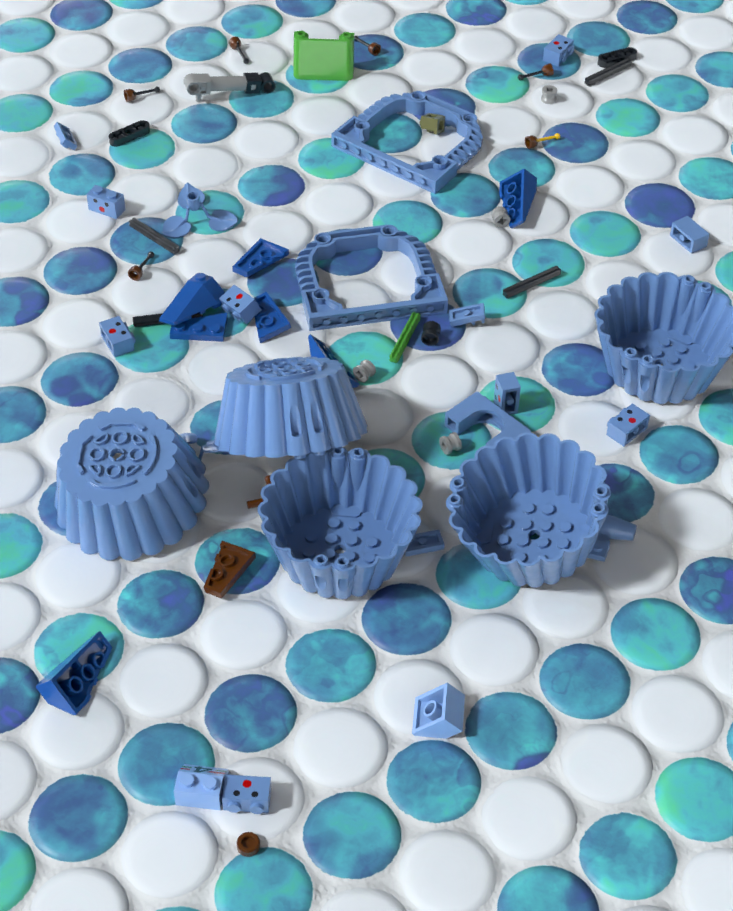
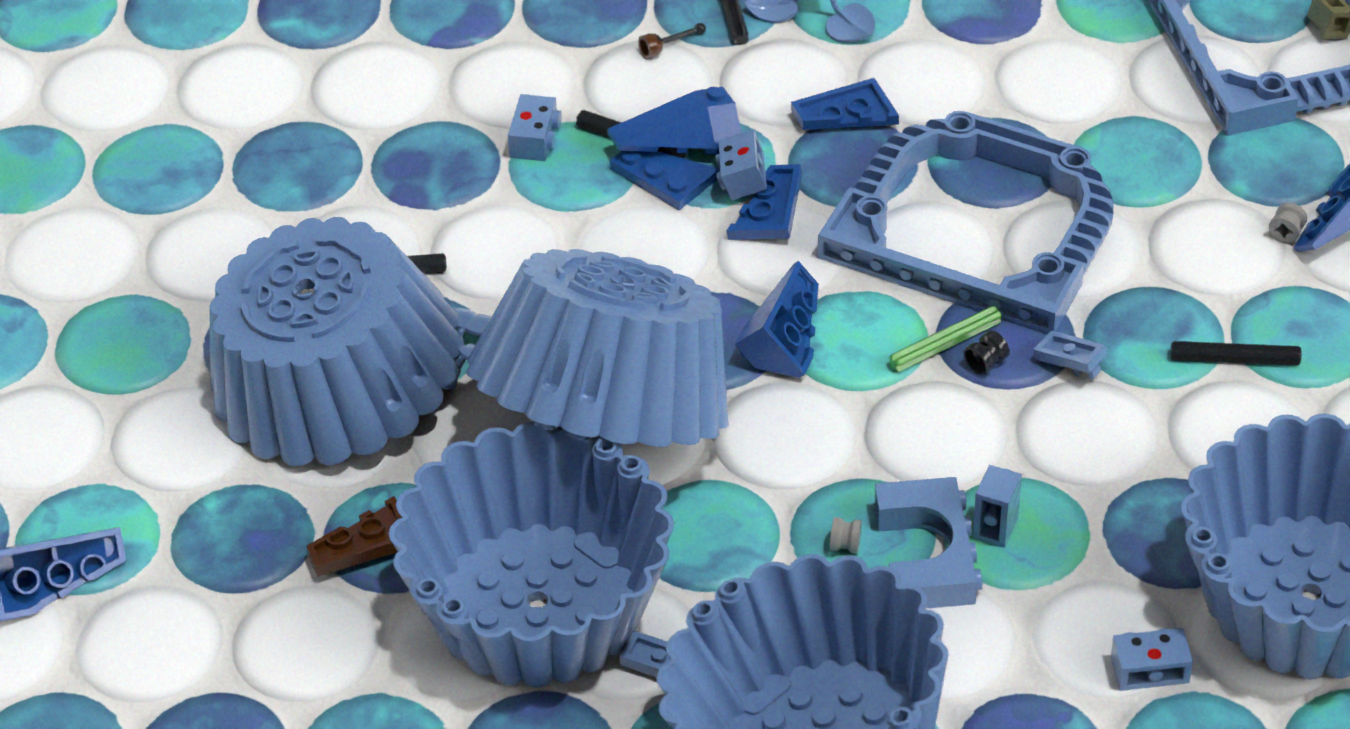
camera: 40 degrees right, 0 degrees up
(364, 370) = (828, 358): light grey wheel -> none

